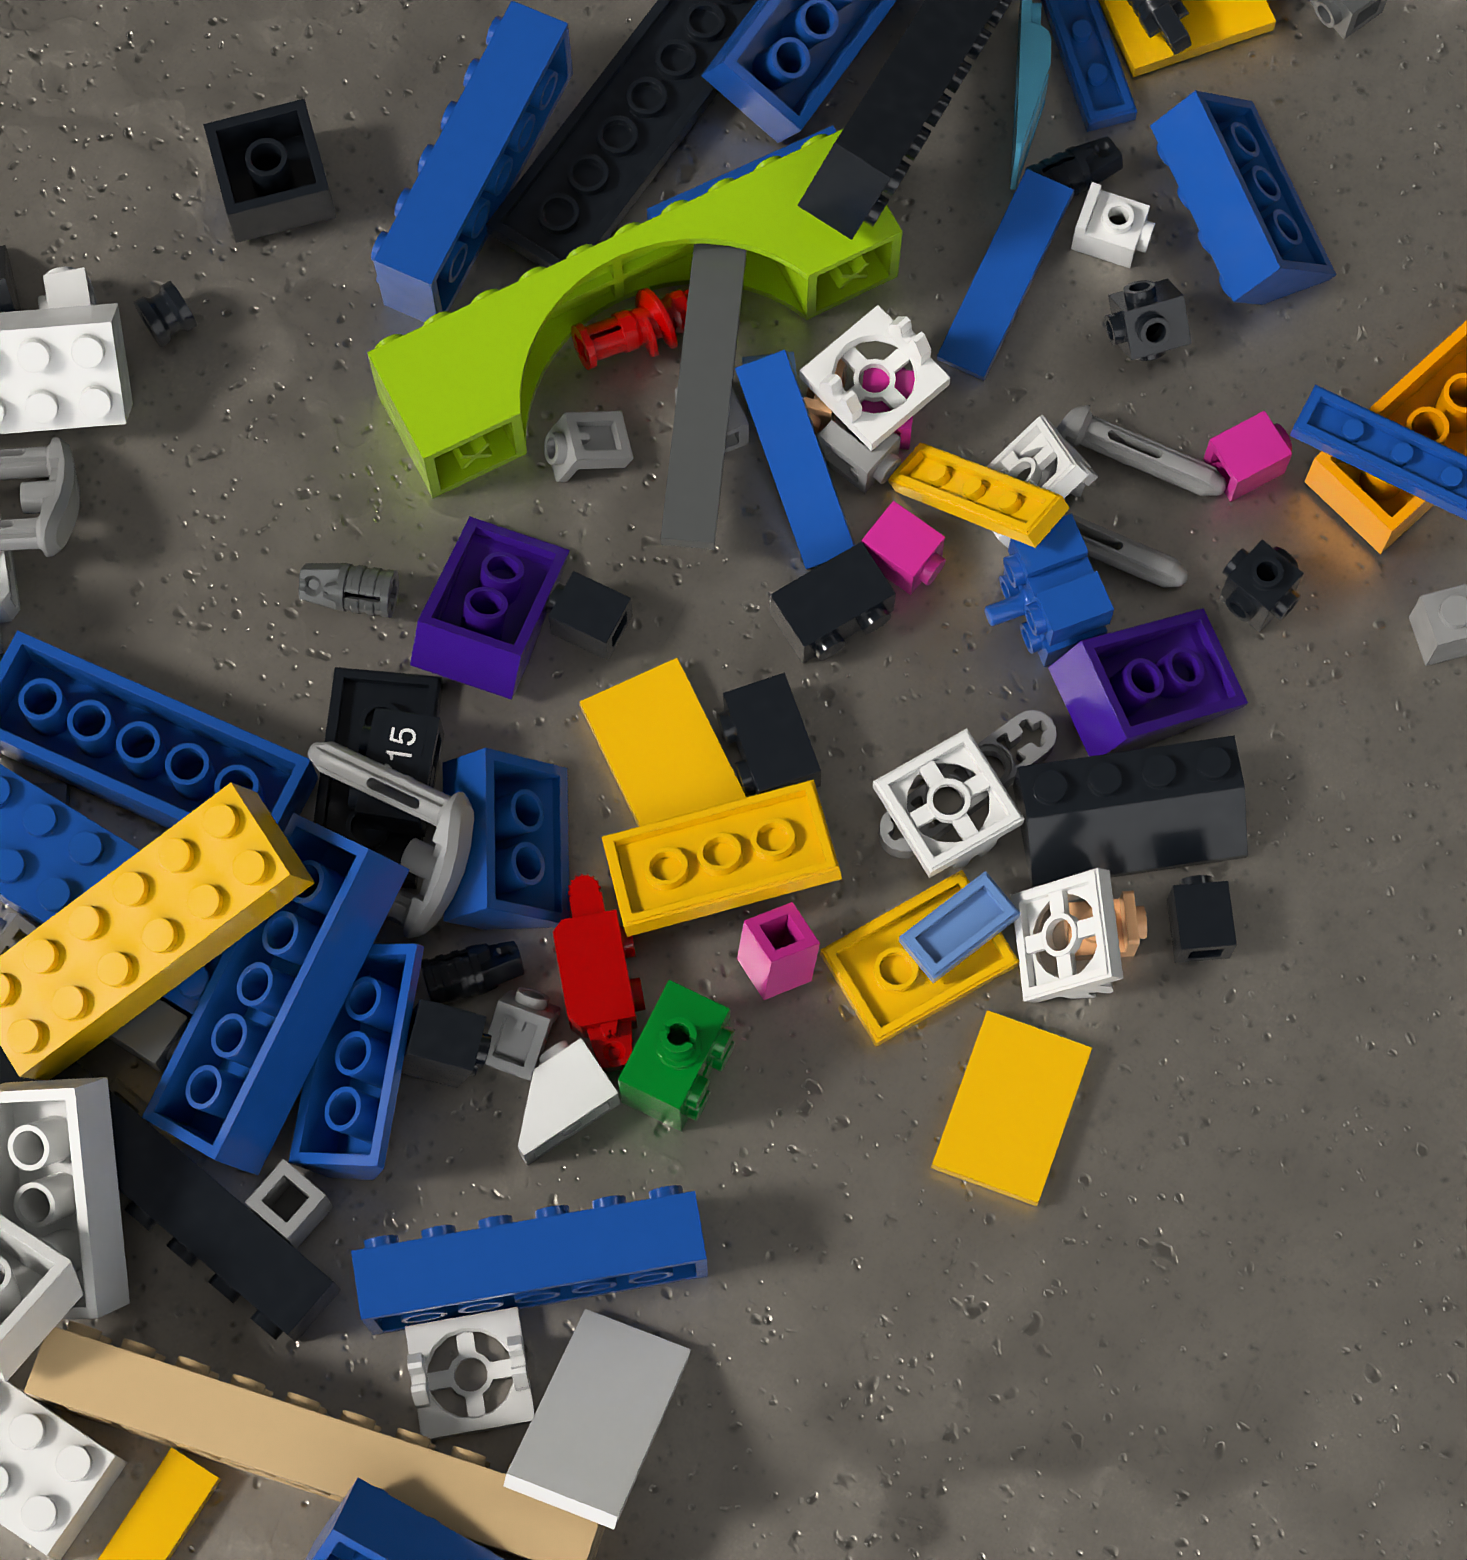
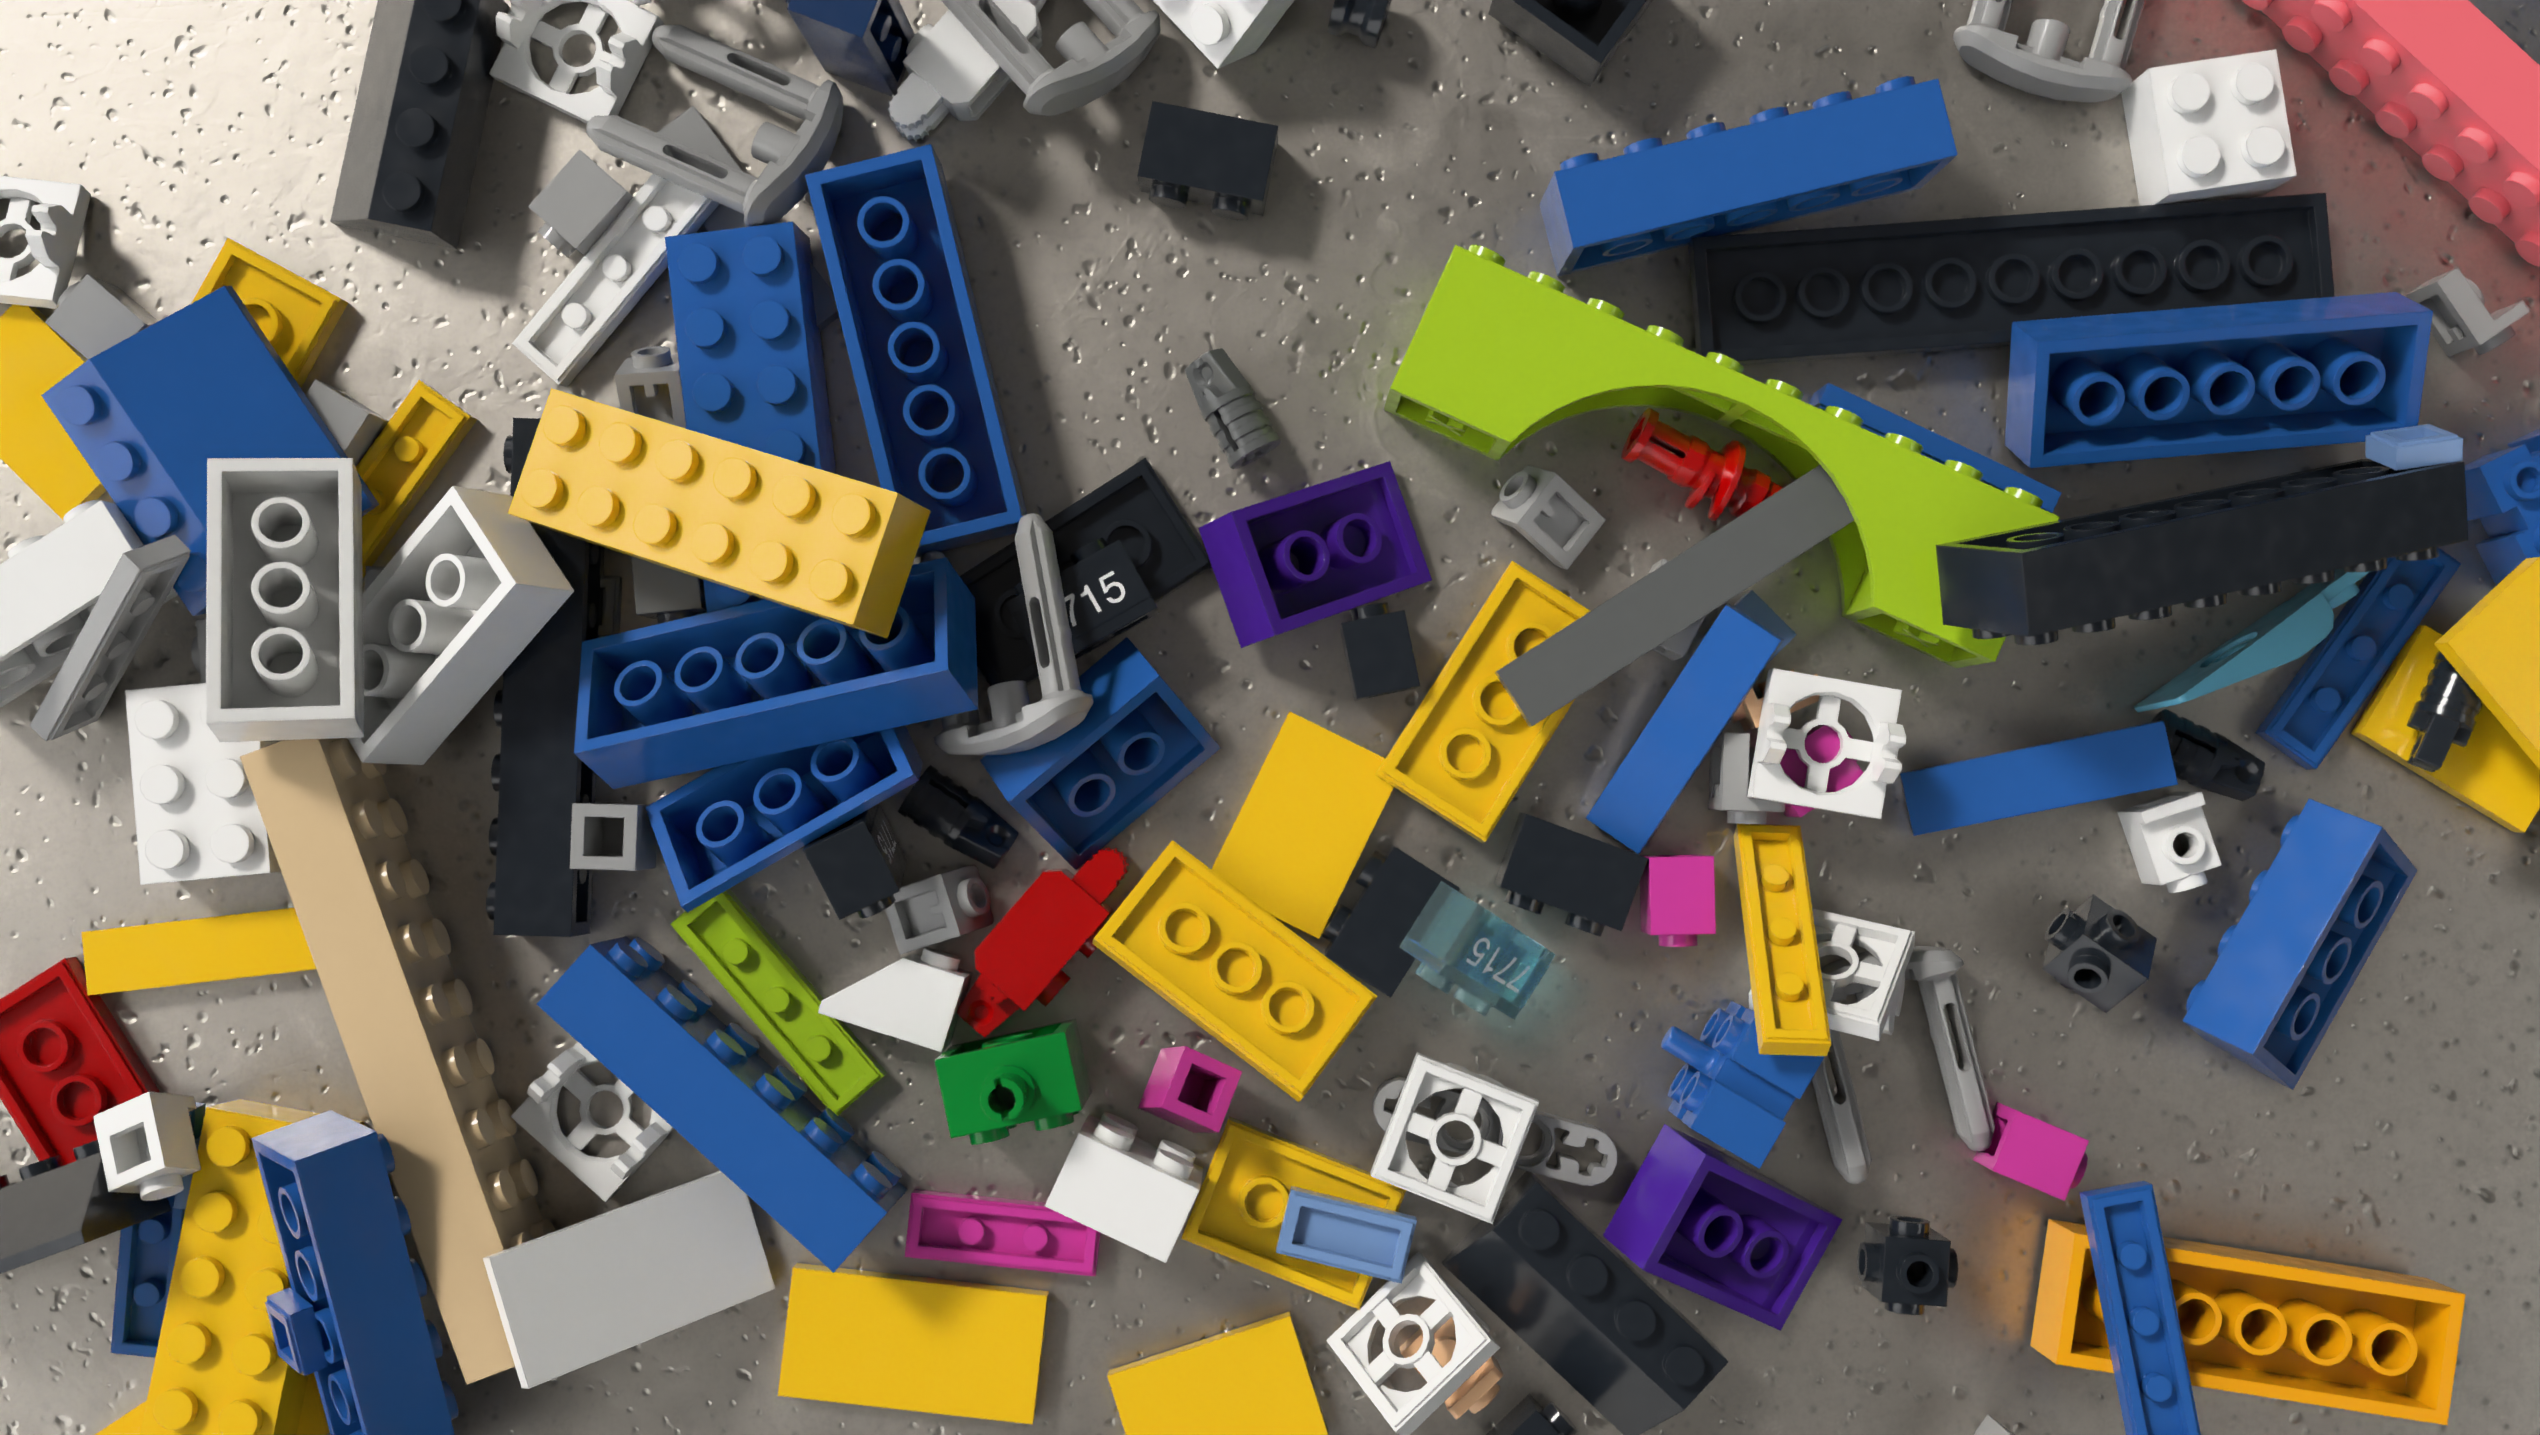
camera: 50 degrees right, 15 degrees up
(177, 478) = (1207, 160): none -> black brick
(486, 1190) = (779, 1000): none -> lime tile
(689, 596) = (1467, 738): none -> yellow tile
(778, 1163) = (998, 1233): none -> dark pink tile
(805, 1284) = (913, 1343): none -> yellow tile
(808, 1036) = (1127, 1185): none -> white brick
(835, 692) = (1477, 952): none -> clear light blue brick

